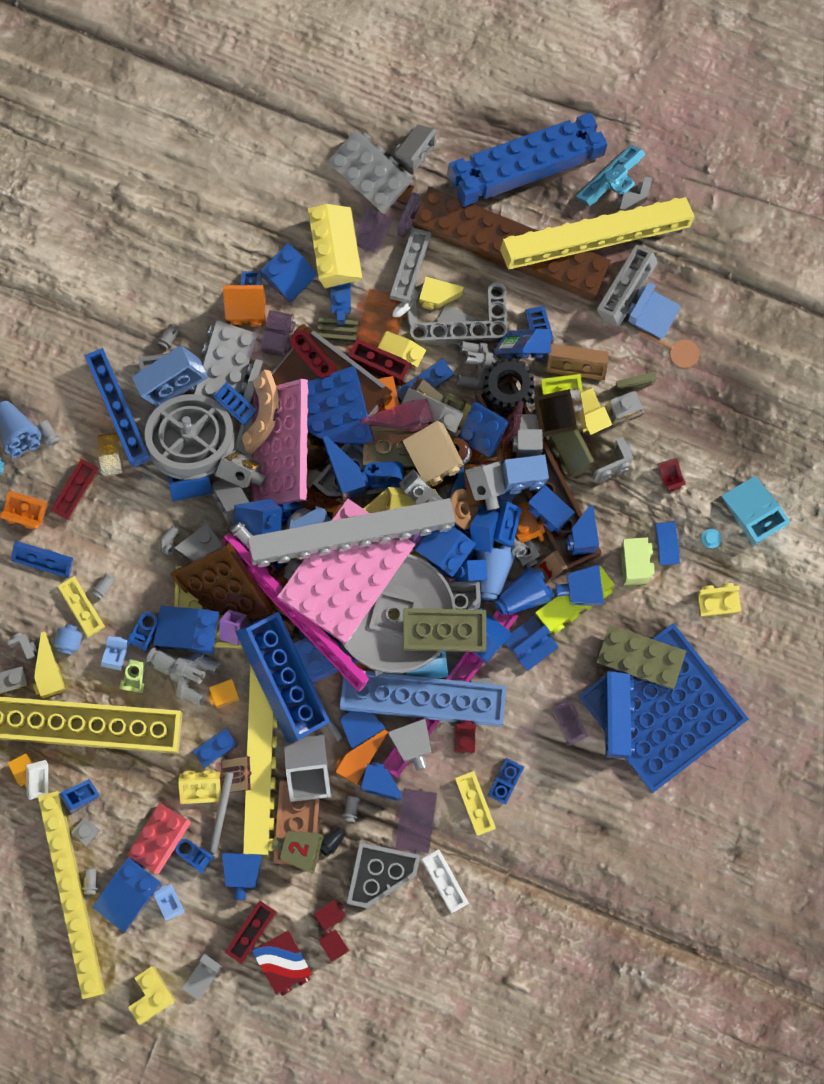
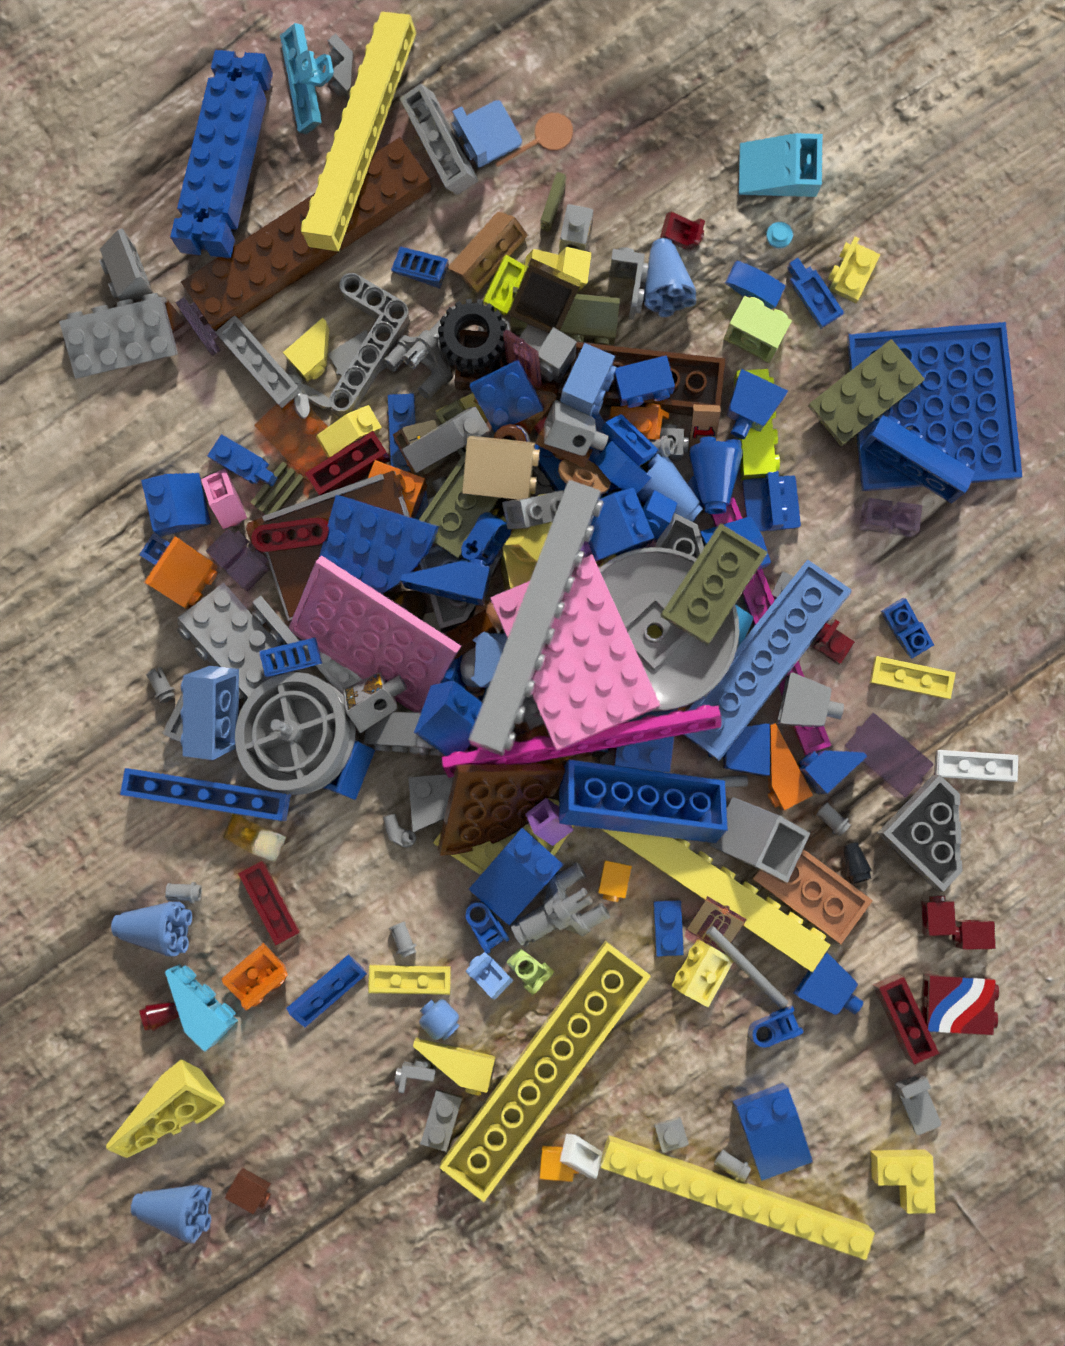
camera: 55 degrees left, 5 degrees up
(79, 795) = (627, 1117): blue slope -> none
(158, 838) = (734, 1057): coral plate -> none
(168, 902) = (812, 1090): light blue bracket -> none
(241, 532) = (455, 743): light grey pin -> none
(264, 423) = (316, 618): light nougat plate -> none
(299, 849) = (848, 906): olive torso -> none
(309, 300) = (224, 499): none -> bright pink slope
(335, 245) = (178, 429): light yellow slope -> none
(372, 230) = (188, 379): clear purple plate -> none
(410, 415) = (438, 471): clear pink slope -> none
(524, 343) = (433, 291): blue slope -> none
(584, 535) = (697, 359): blue slope -> none
(631, 485) = (667, 280): none -> medium blue cone
(686, 585) = (814, 294): none -> blue hinge

